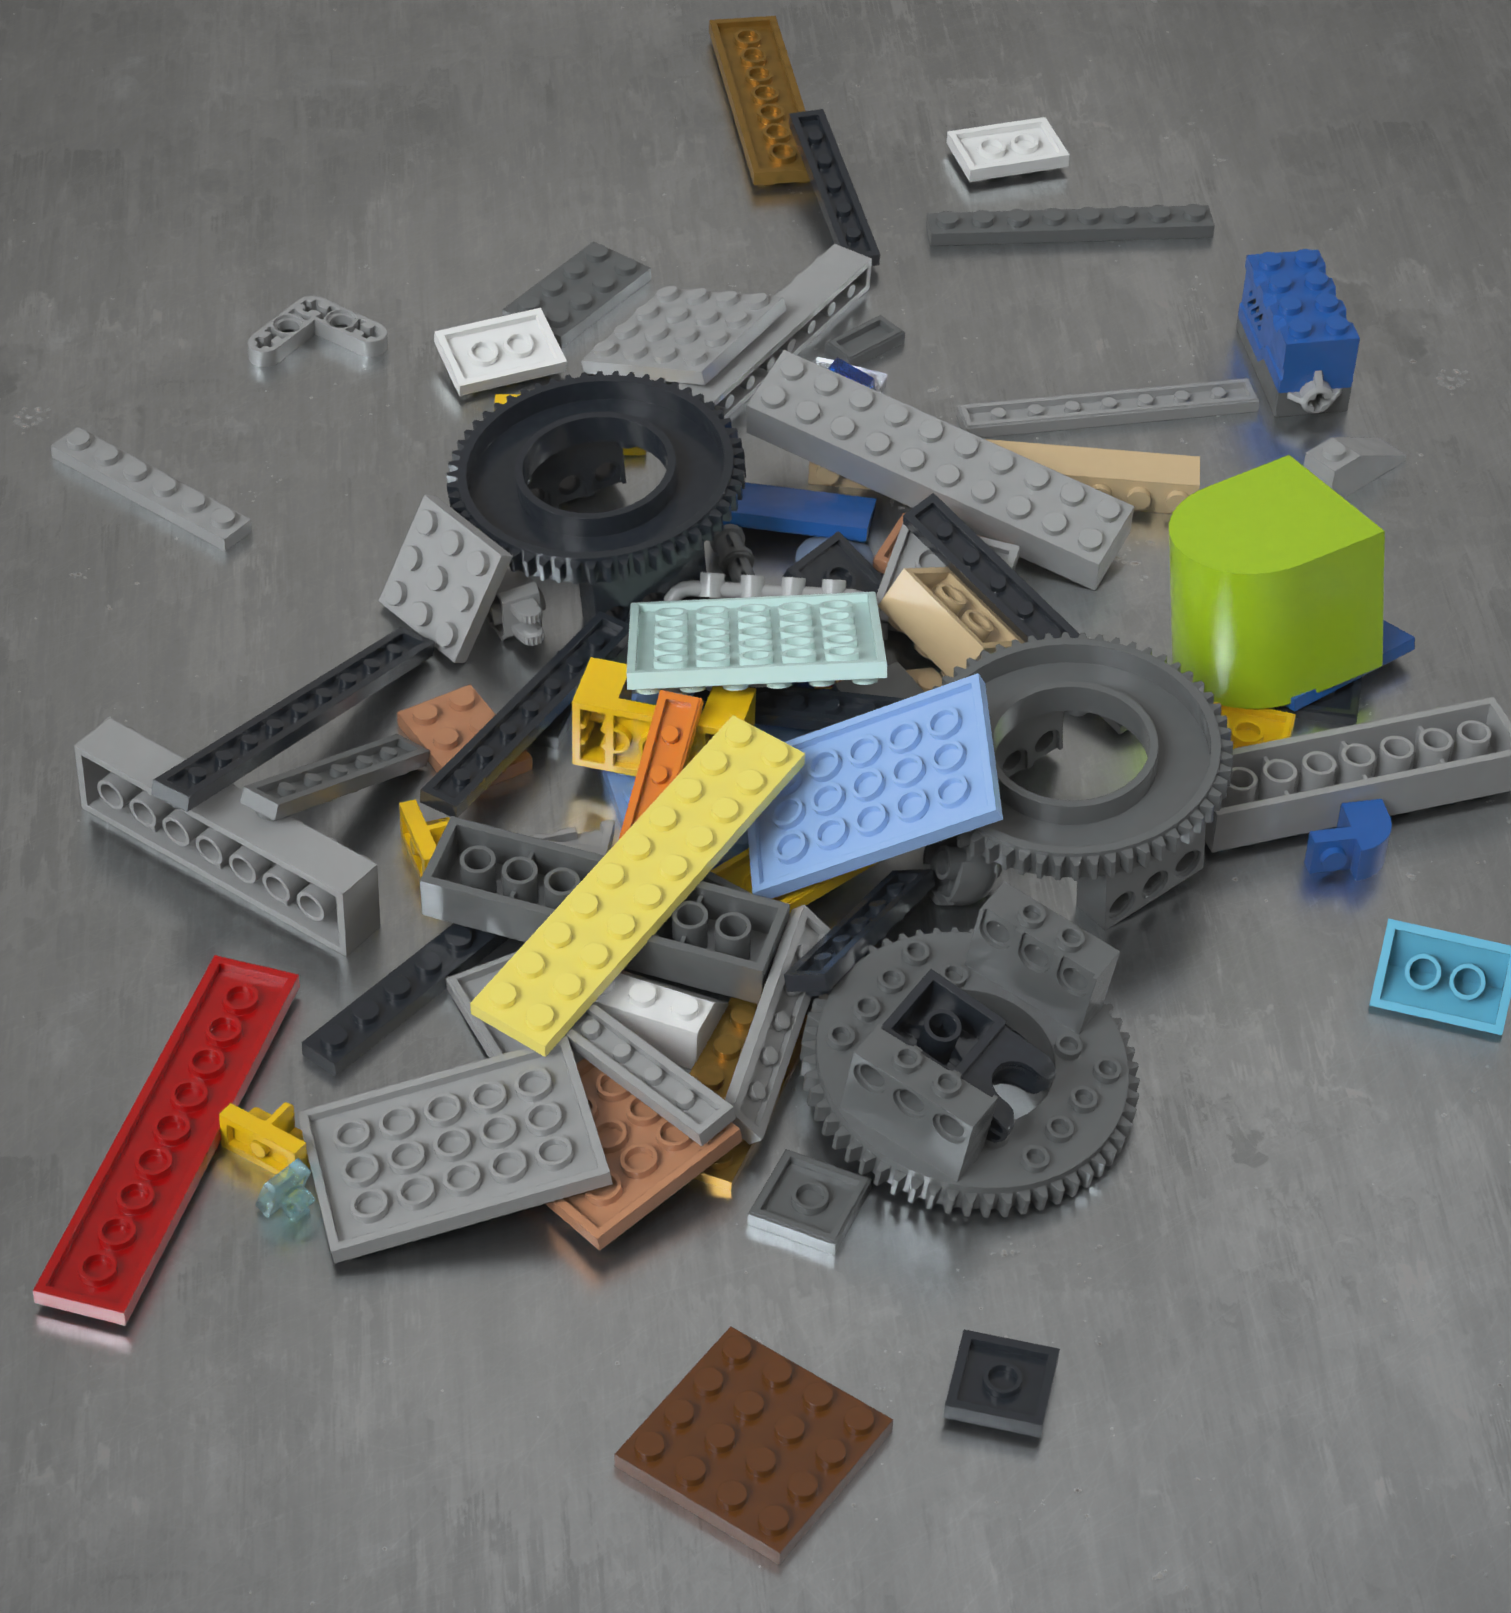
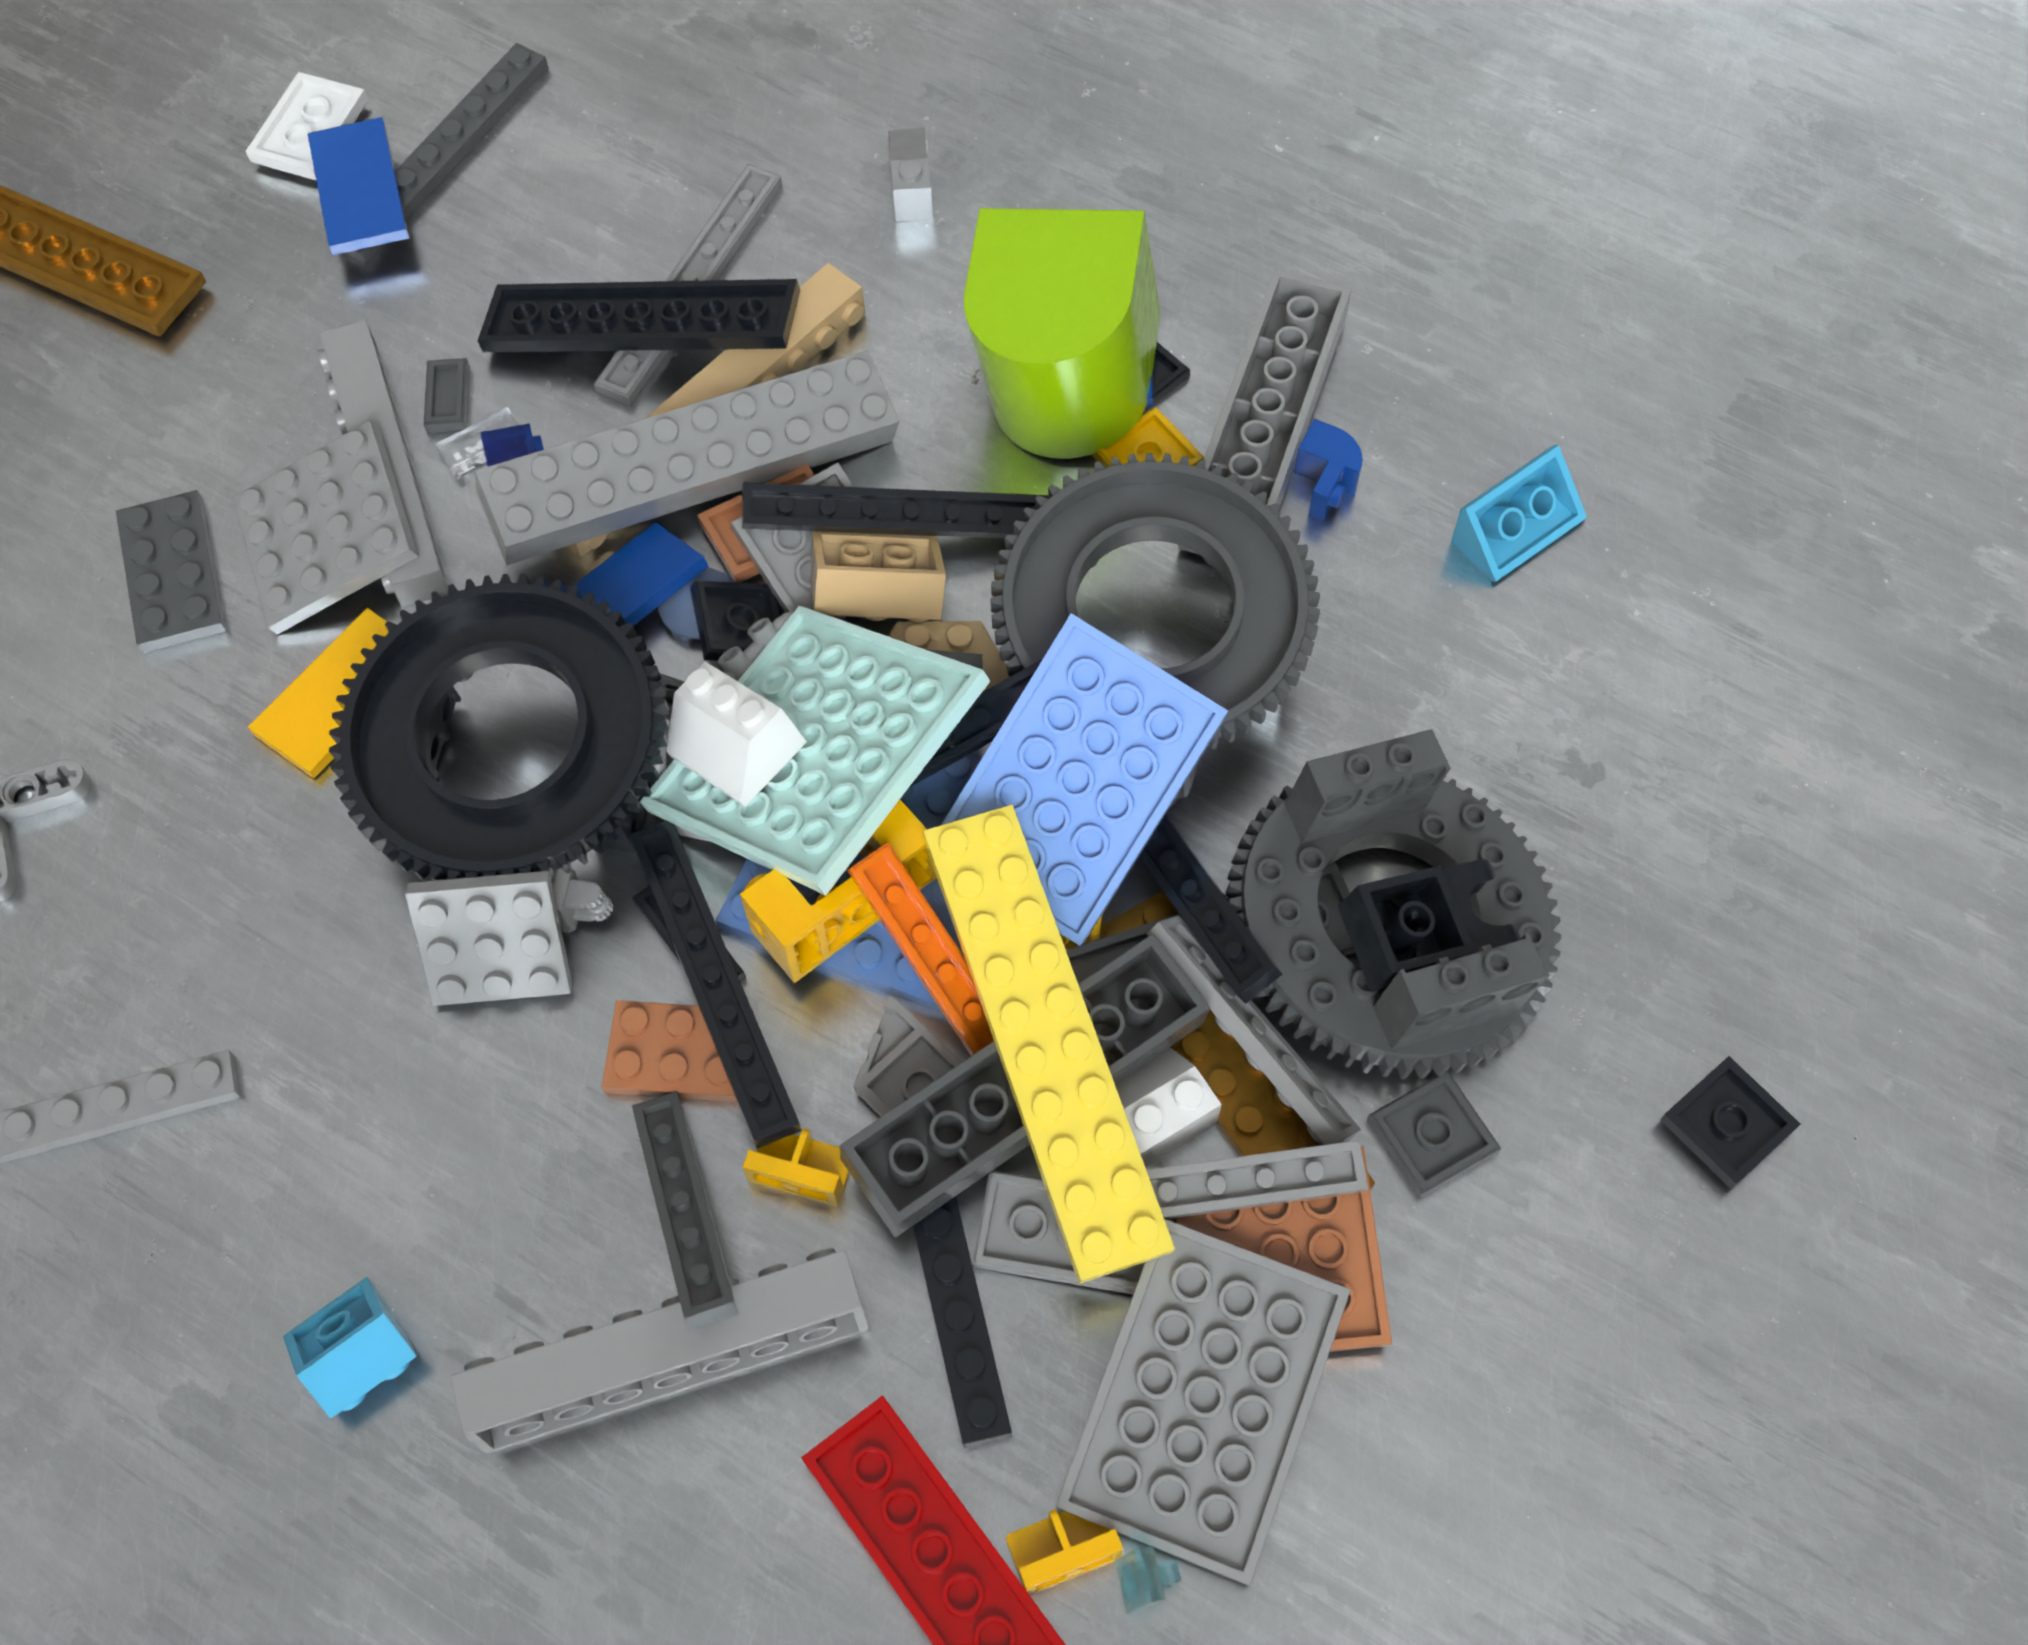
camera: 50 degrees left, 20 degrees up
(91, 691) = (348, 1348): none -> medium azure slope
(291, 719) = (582, 1207): black plate -> none
(500, 351) = (196, 686): white plate -> none
(722, 595) = (729, 734): none -> white slope
(754, 1444) = (1672, 1359): reddish brown plate -> none
(832, 183) = (236, 280): black plate -> none
(980, 195) = (357, 186): none -> blue tile
(1037, 389) = (640, 316): none -> black plate
(1297, 333) = (747, 96): blue piece -> none

